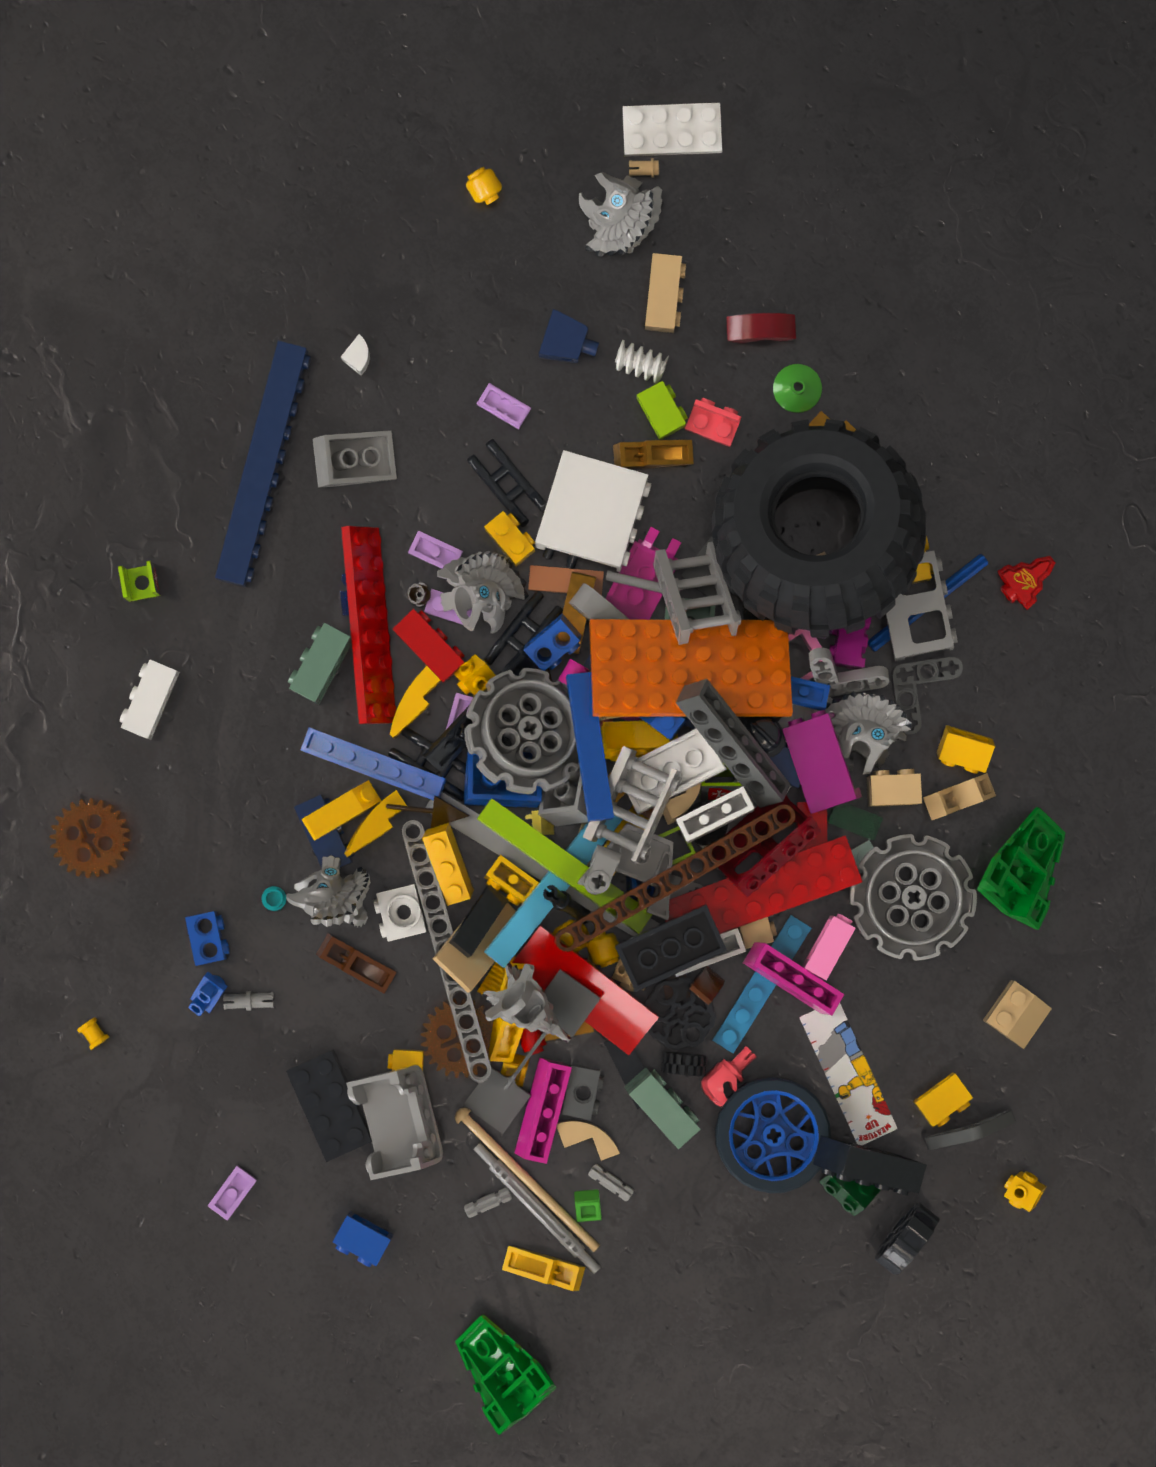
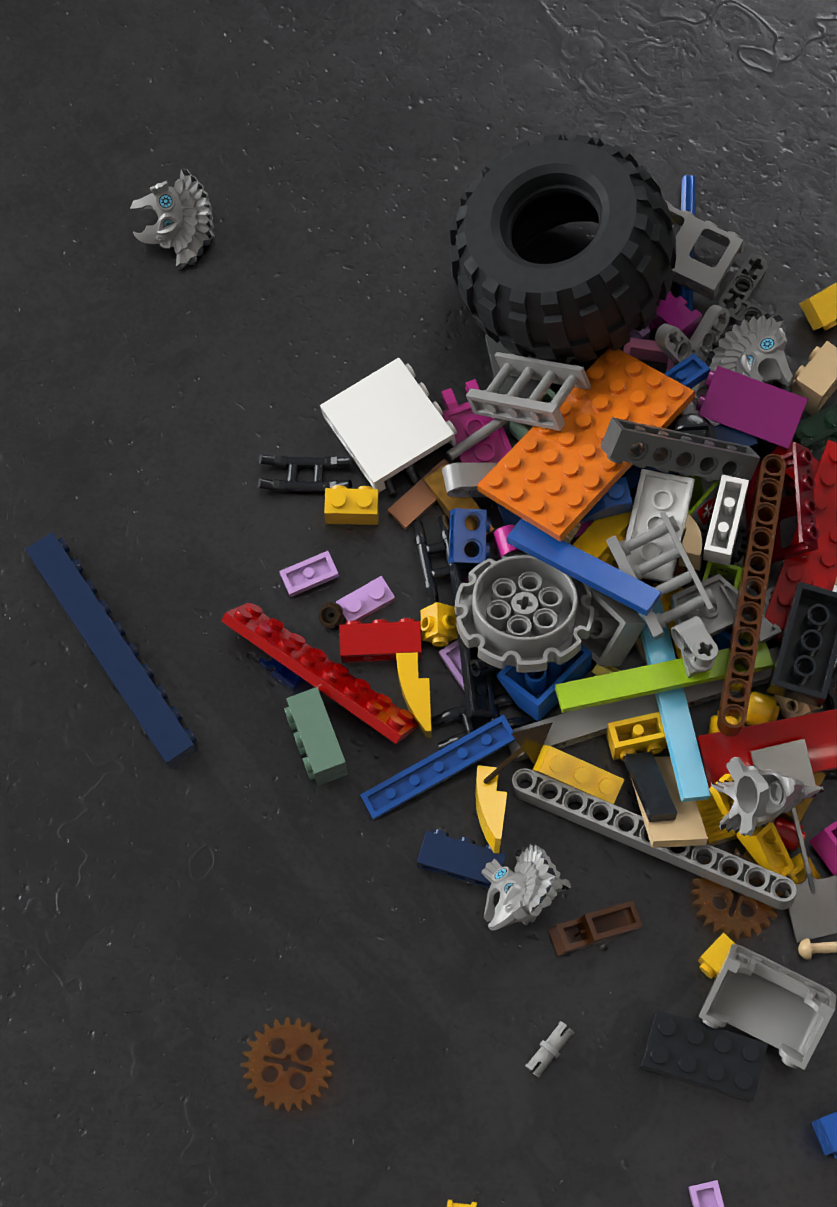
camera: 45 degrees left, 15 degrees down
(128, 579) = (118, 817): lime piece -> none
(149, 699) = (215, 908): white brick -> none
(200, 939) = (459, 1044): blue brick -> none
(207, 994) = (513, 1078): blue hips -> none
(274, 898) = (479, 950): teal plate -> none
(341, 810) = (455, 822): yellow slope -> none
(354, 458) = (174, 573): light grey slope -> none
(357, 355) = (96, 502): white brick -> none
(388, 904) = (591, 867): white brick -> none
(483, 185) = (58, 299): yellow head -> none
(484, 585) = (370, 555): light grey piece -> none
(503, 406) = (242, 426): lavender plate -> none
(563, 902) = (693, 702): black pin -> none
(566, 339) = (234, 336): dark blue torso -> none
(640, 362) = (304, 295): white piece -> none
(645, 168) = (160, 175): tan pin -> none
(653, 454) = (385, 345): pearl gold slope -> none
(661, 410) = (357, 310): lime brick -> none
(664, 293) = (268, 238): tan brick -> none
(672, 129) = (150, 136): white plate -> none
(713, 422) = (401, 283): coral bracket -> none
(761, 326) = (359, 188): dark red brick -> none
(794, 400) = (434, 215): bright green dish -> none
(1025, 580) = (732, 162): red rock -> none

